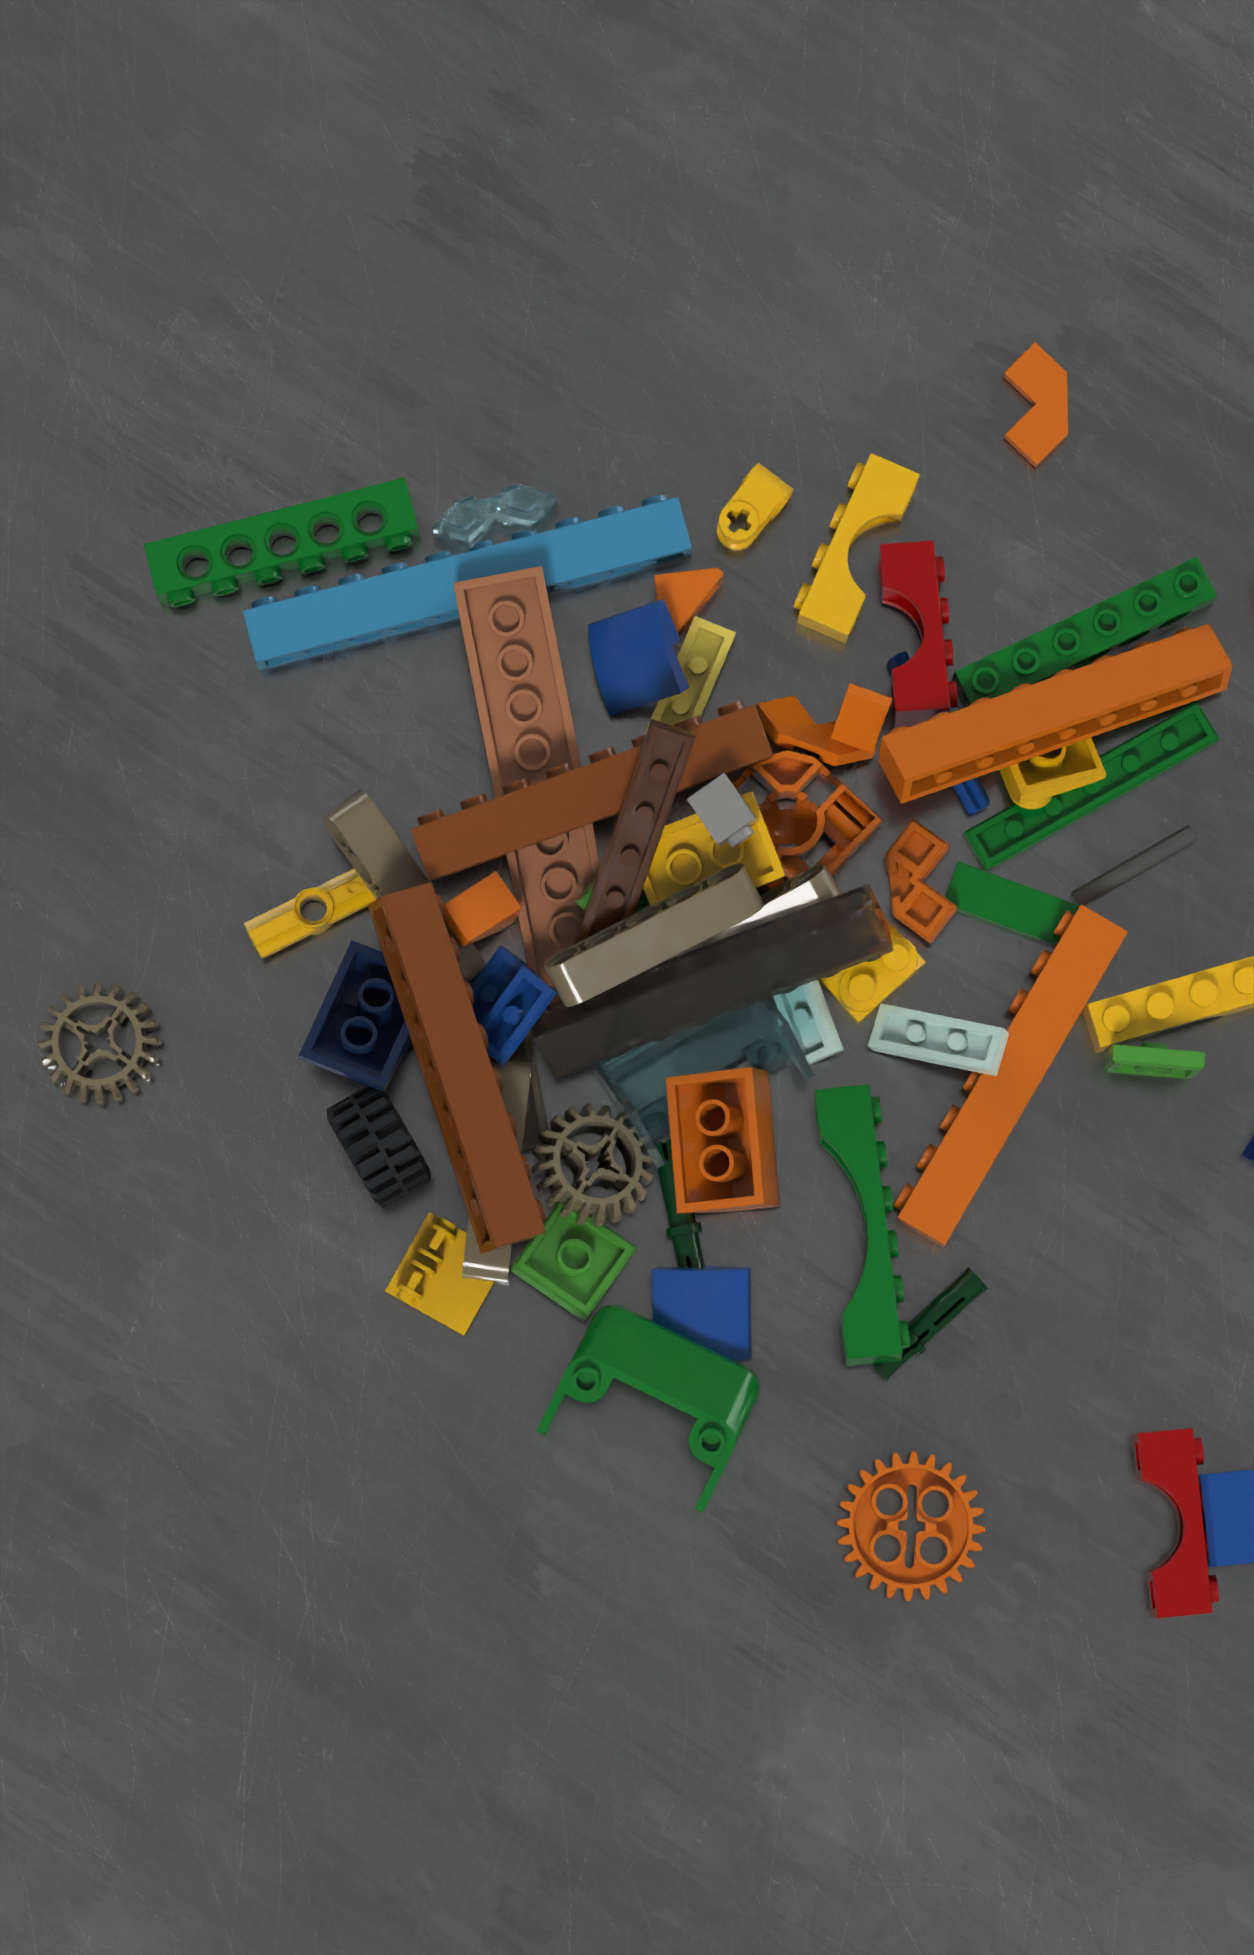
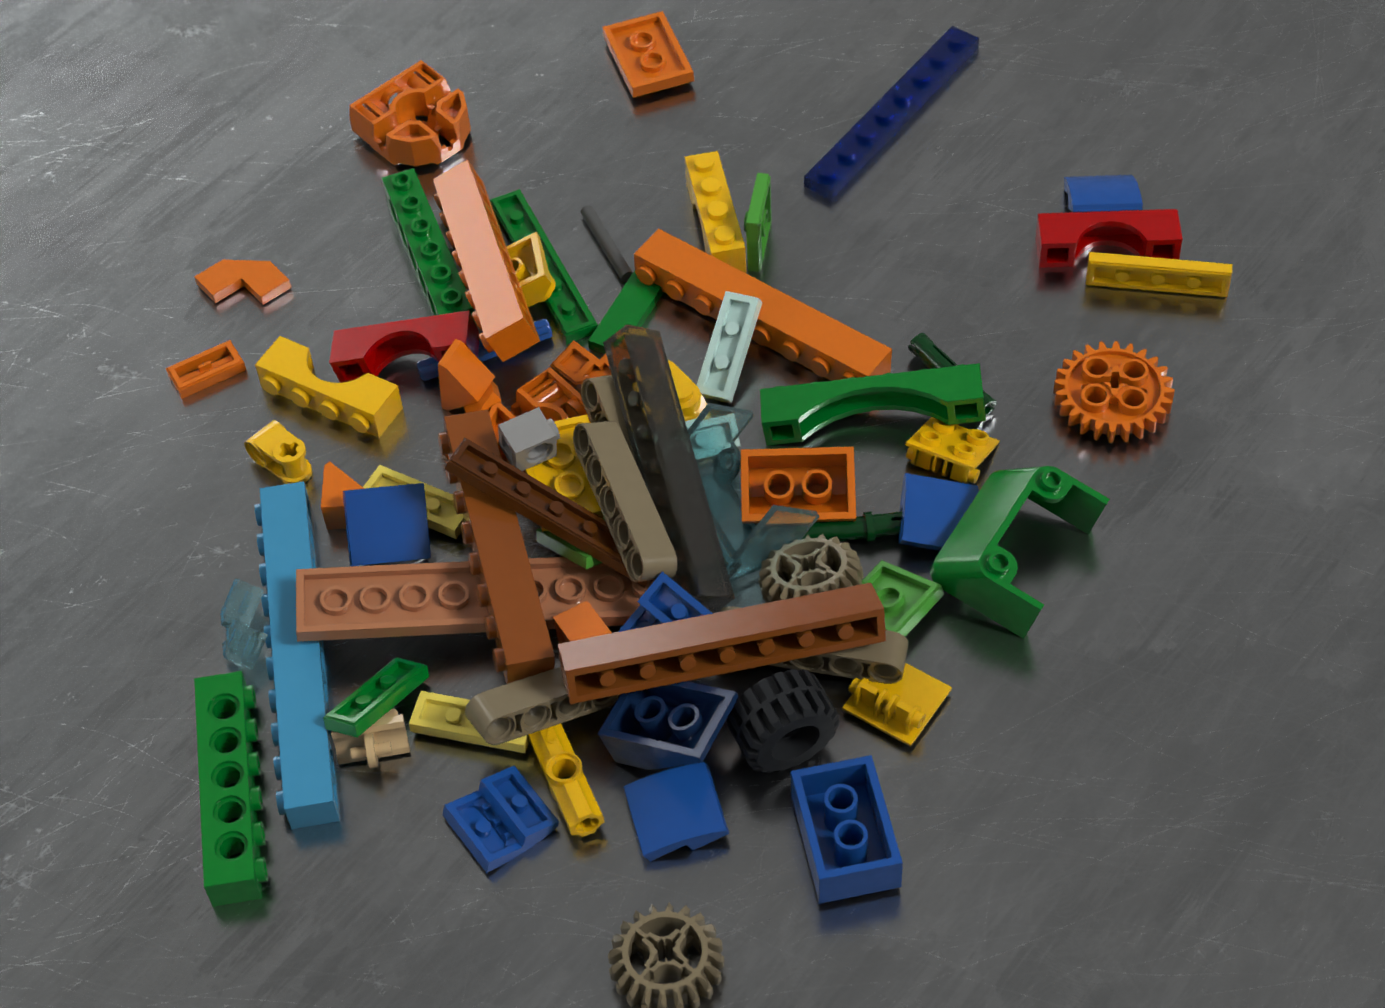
camera: 80 degrees left, 30 degrees down
(258, 1222) = (846, 829): none -> blue brick
(266, 845) = (500, 818): none -> blue slope
(272, 1033) = (675, 810): none -> blue slope
(345, 688) = (382, 739): none -> tan hips
(389, 772) = (445, 718): none -> light yellow plate
(398, 686) = (376, 697): none -> green tile
(808, 1328) = (958, 446): none -> yellow hinge
(908, 419) = (208, 372): none -> orange tile
(1110, 1587) = (1158, 274): none -> yellow tile

